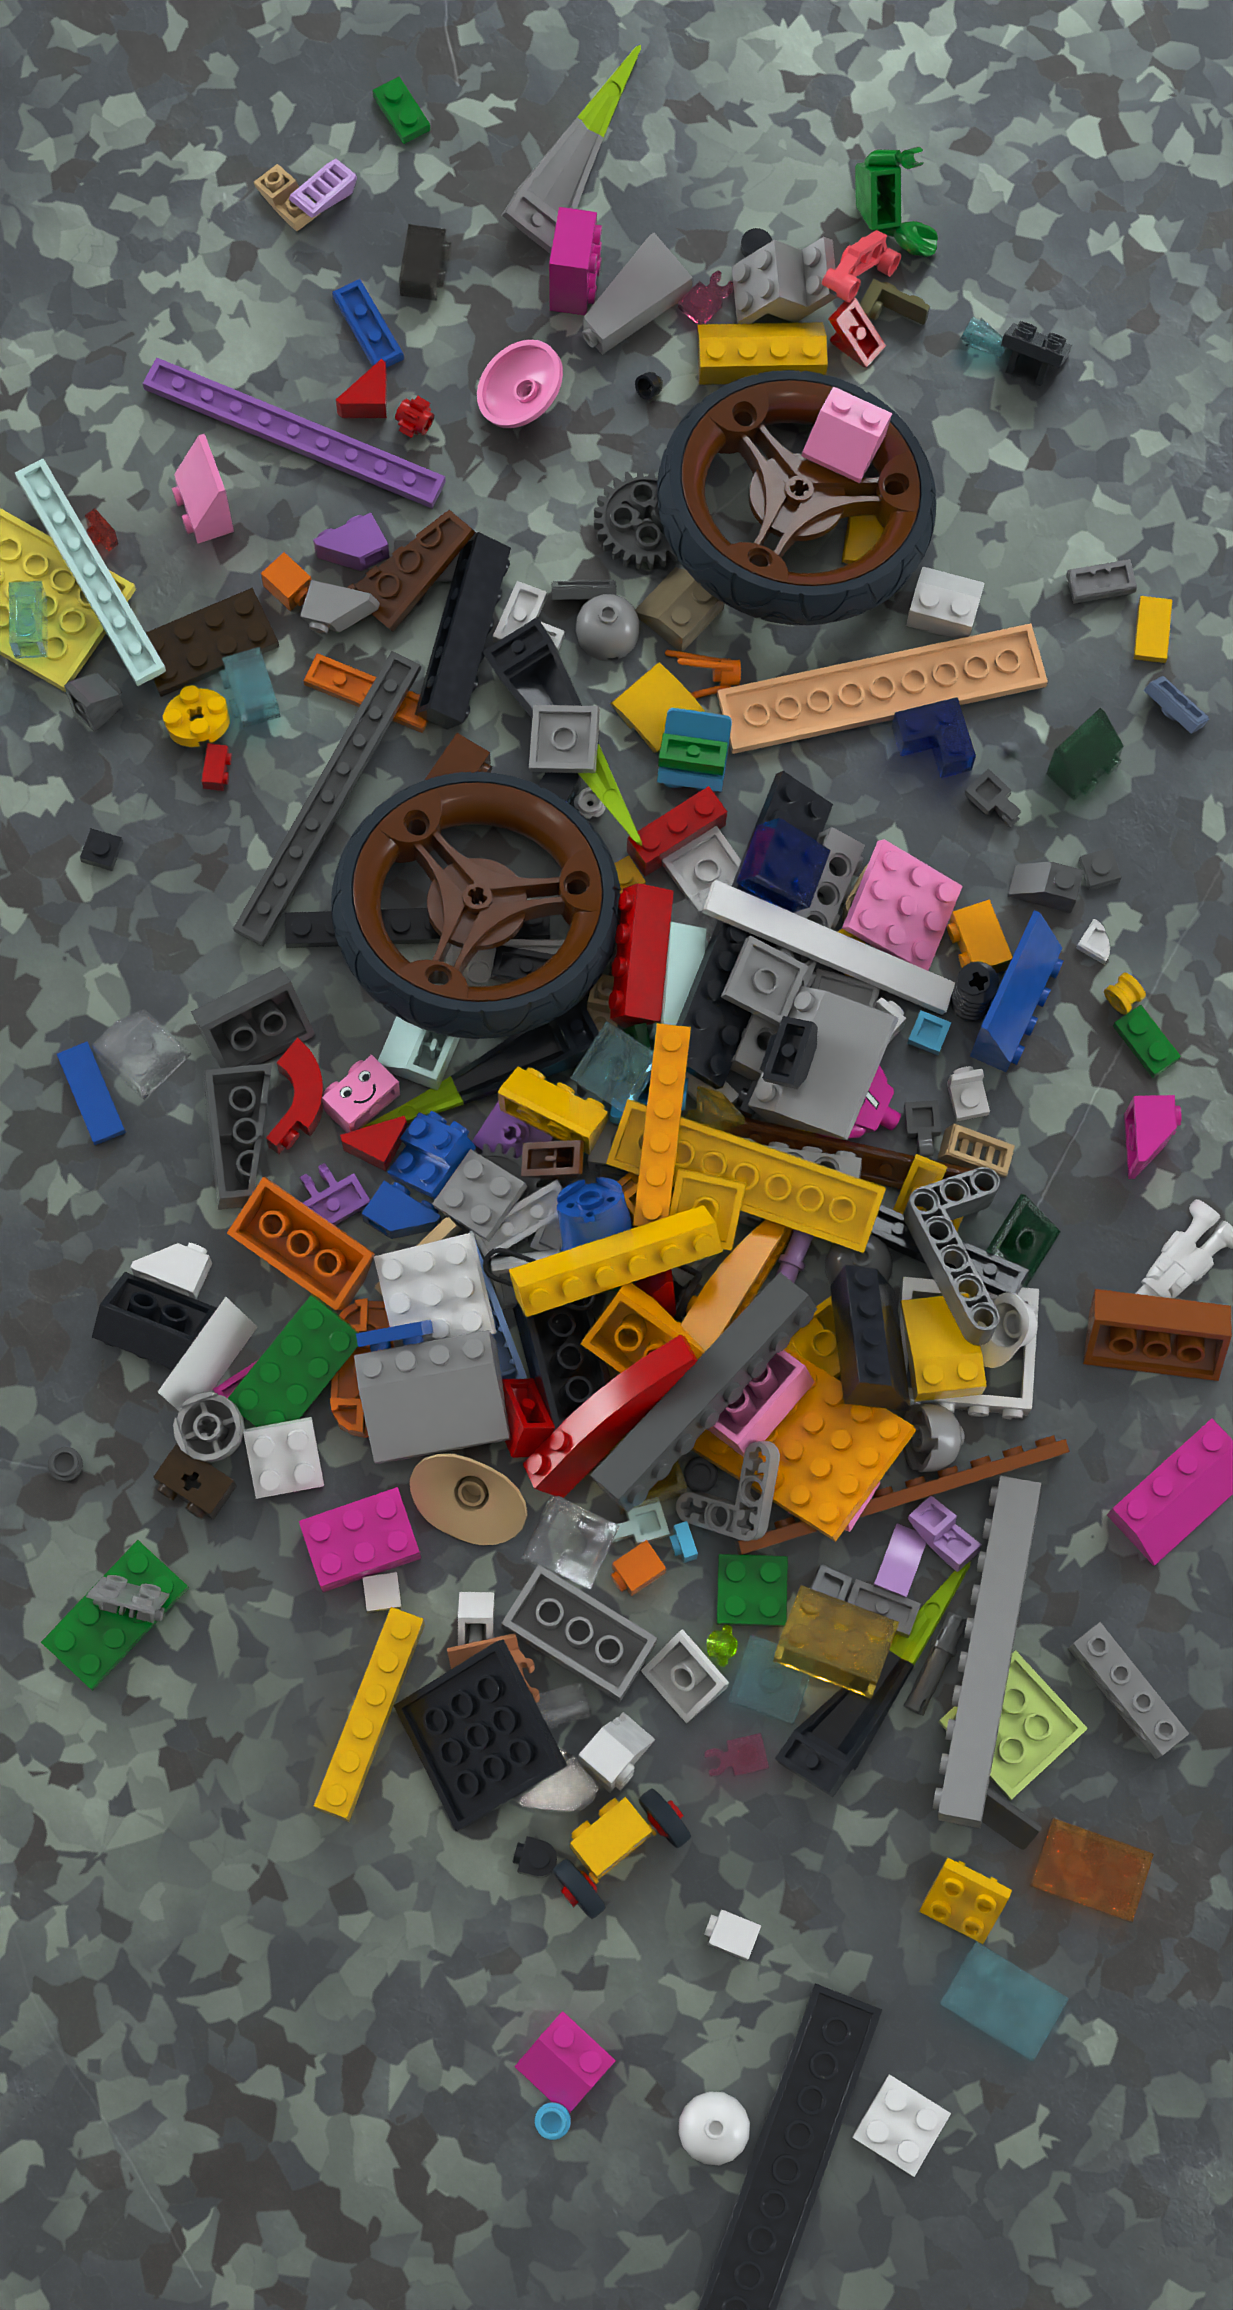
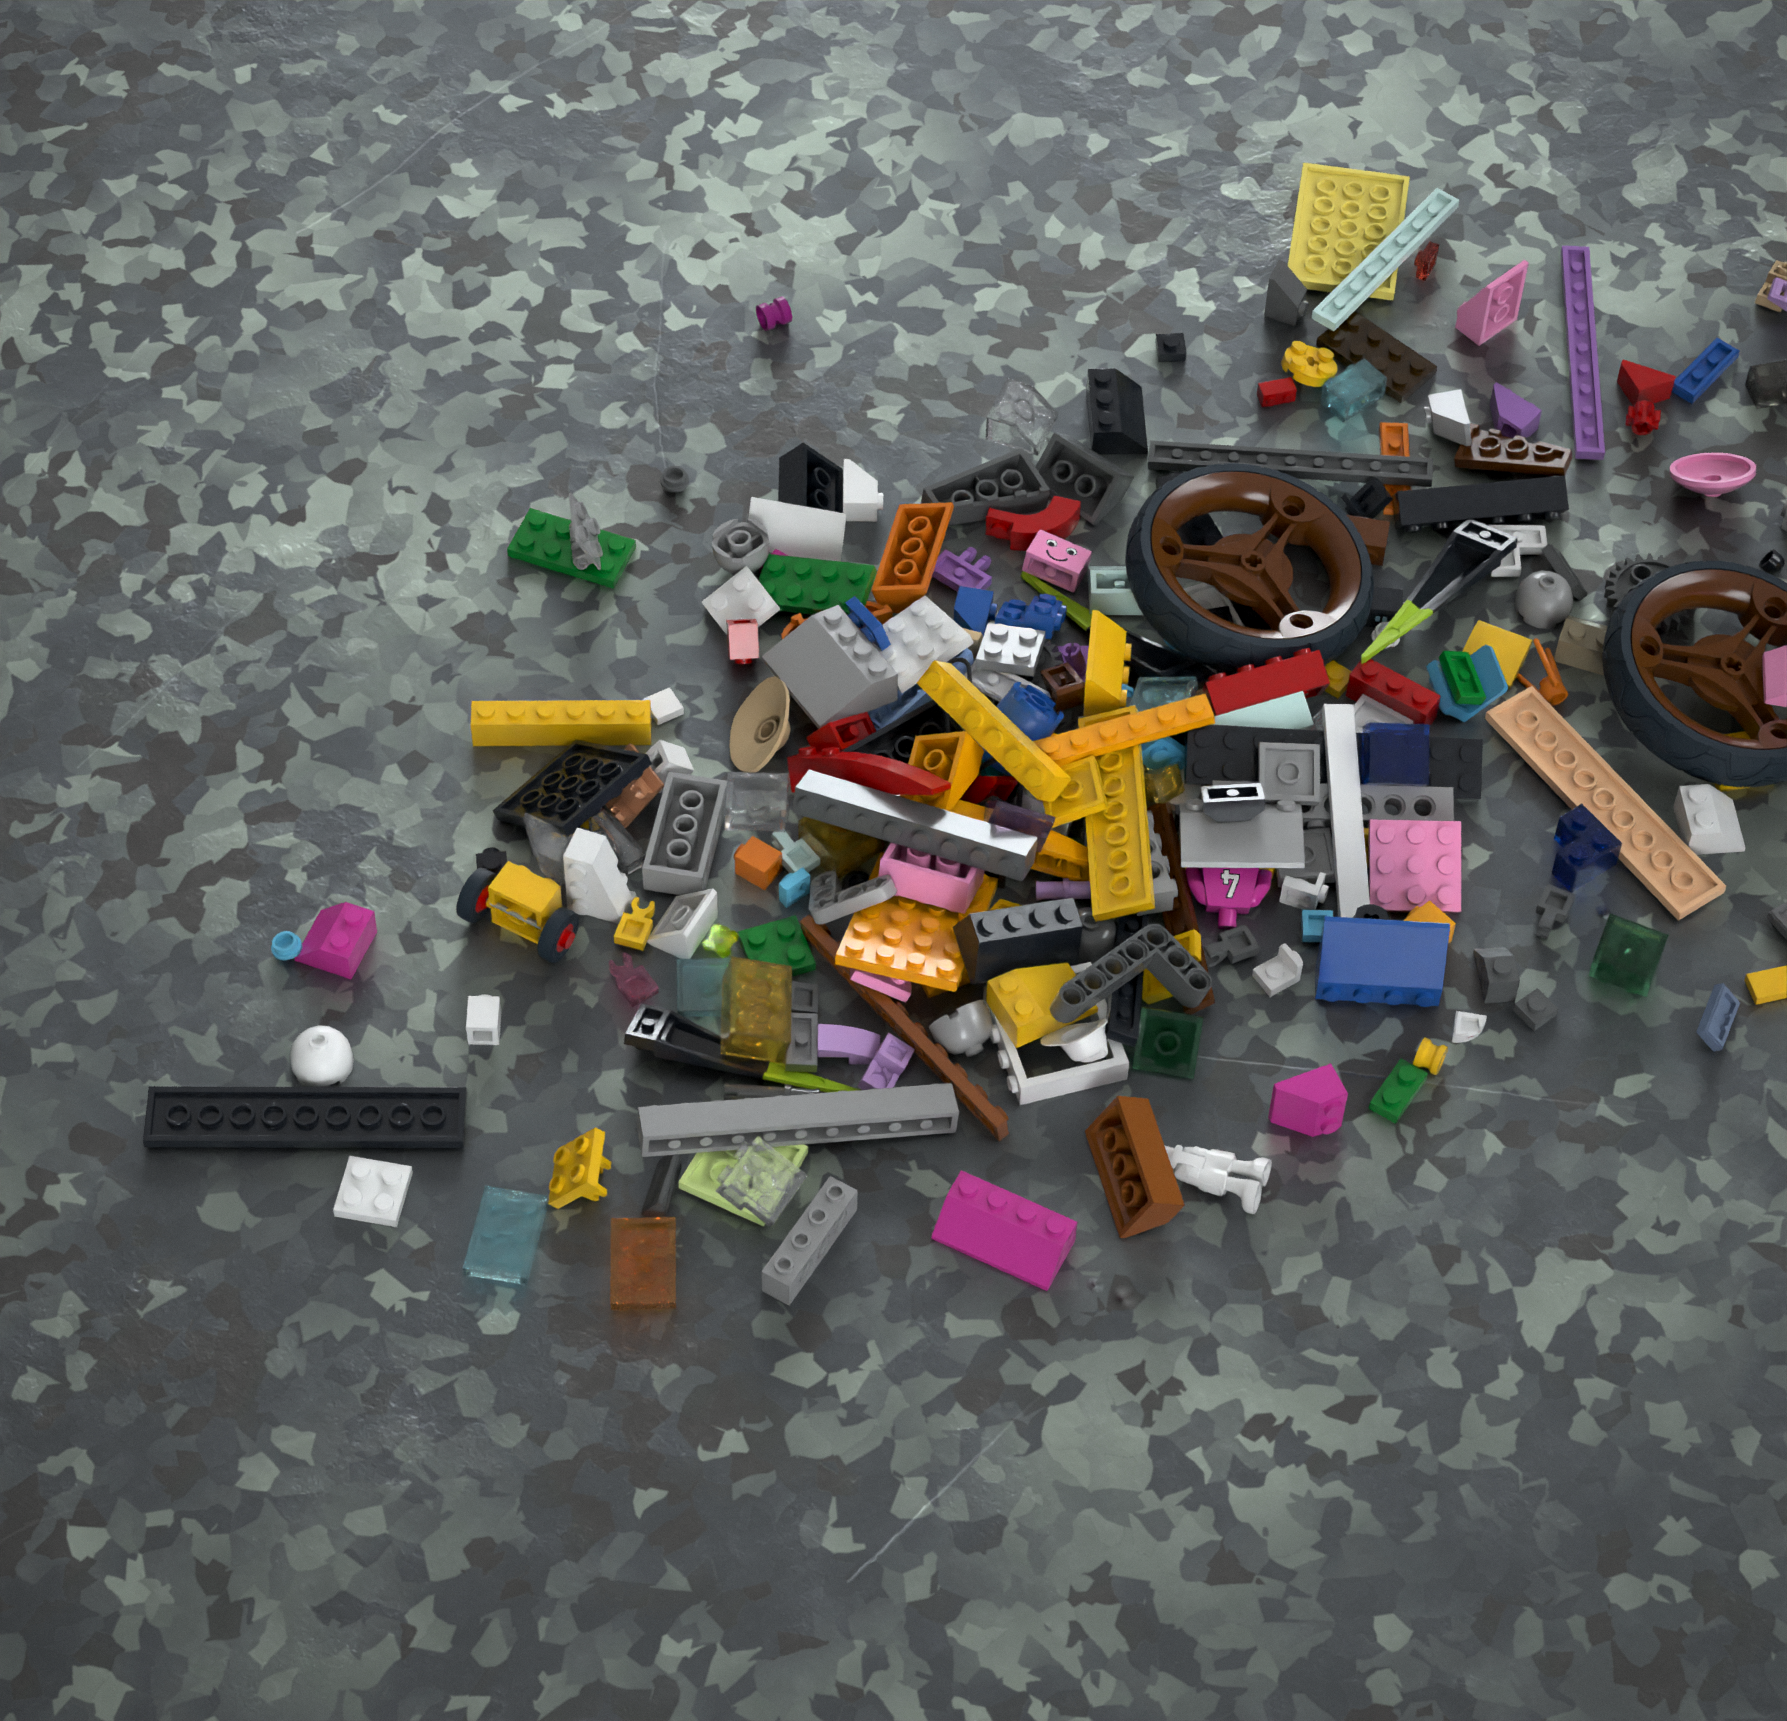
camera: 70 degrees right, 20 degrees down
(28, 619) = (1323, 233): clear light blue brick -> none
(91, 1093) = (970, 404): blue tile -> none
(176, 949) = (1115, 413): none -> black slope
(214, 1485) = (695, 559): dark brown brick -> none
(286, 581) = (1456, 377): orange brick -> none
(336, 1473) = (742, 640): none -> brick
(360, 1539) = (698, 673): dark pink brick -> none
(376, 1143) = (1025, 581): red slope -> none
(410, 741) = (1368, 500): none -> black bracket
(564, 739) = (1422, 583): light grey plate -> none
(671, 1731) = (635, 927): none -> yellow plate
(730, 1282) = (1019, 820): none -> slope
(978, 1139) = (1231, 970): tan slope -> none
(1053, 1716) = (760, 1180): none -> clear plate

